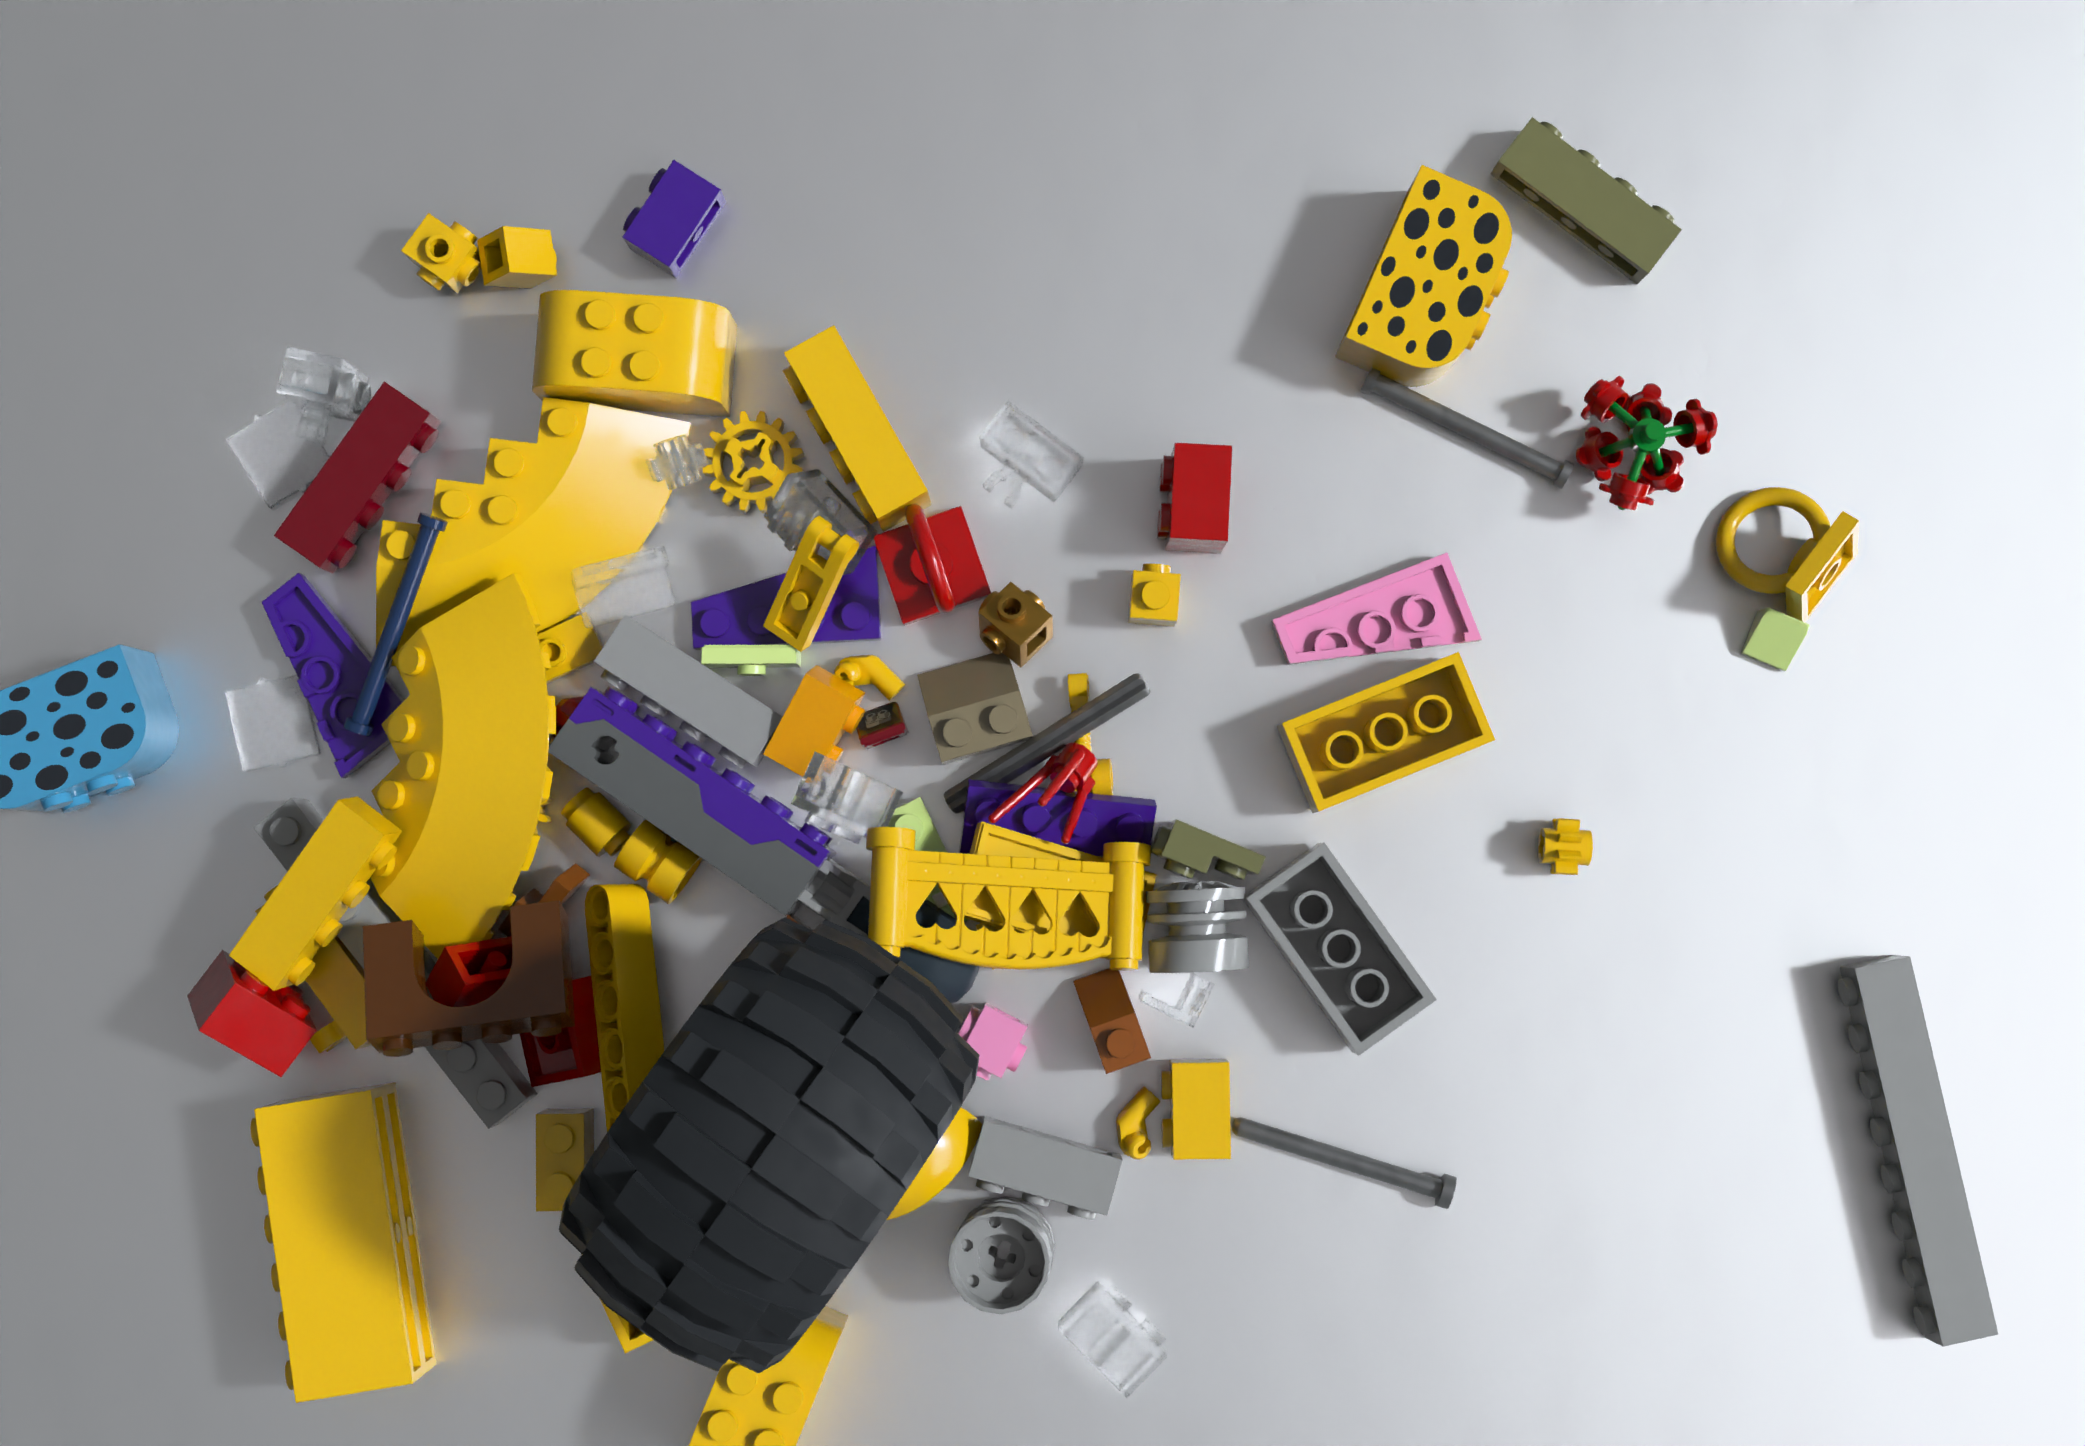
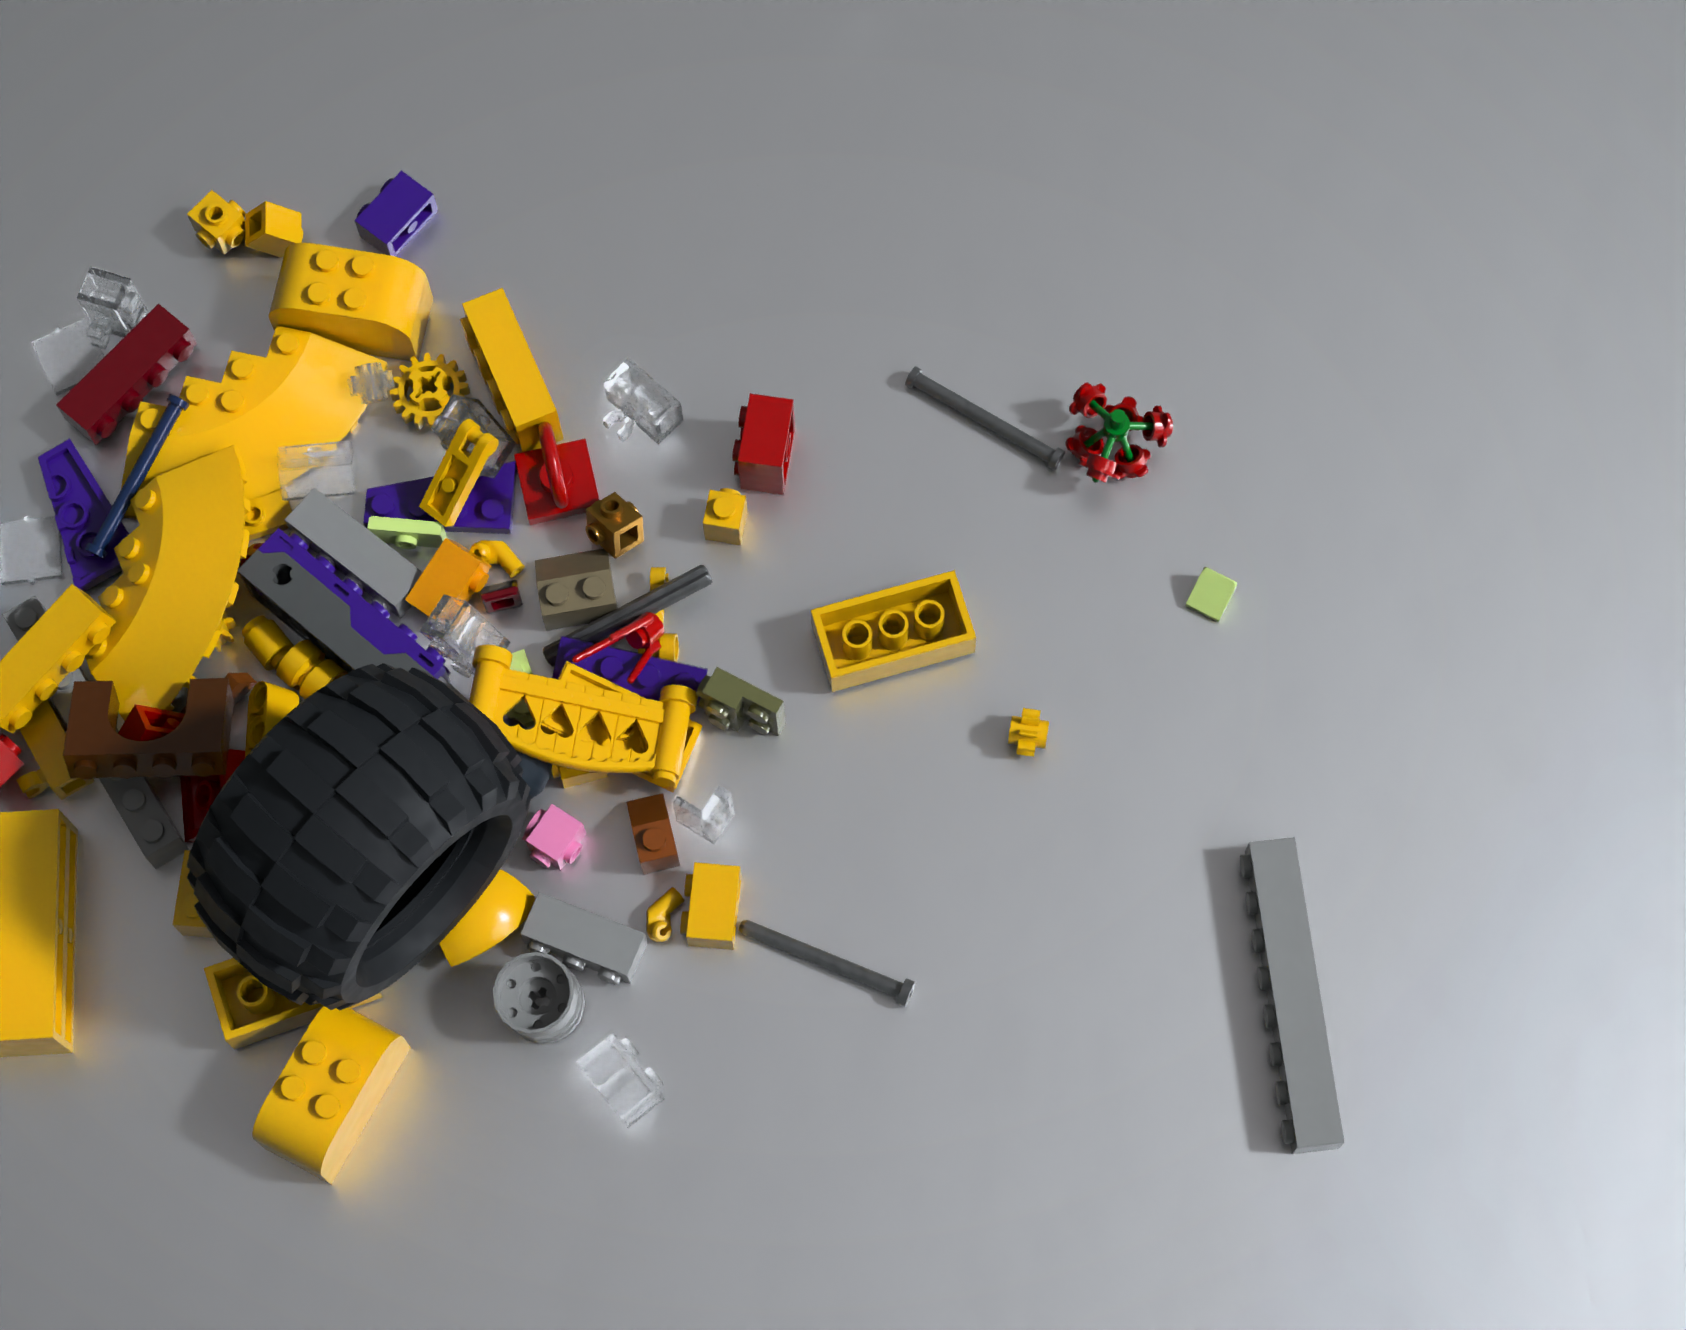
camera: 10 degrees right, 15 degrees down
(1197, 929) = (726, 756): light grey wheel -> none
(1339, 948) = (838, 789): light grey brick -> none
(1391, 614) = (901, 549): bright pink wing -> none
(1430, 282) = (960, 307): yellow brick -> none
(1586, 200) = (1092, 263): olive brick -> none
(1814, 566) = (1243, 541): yellow tile -> none

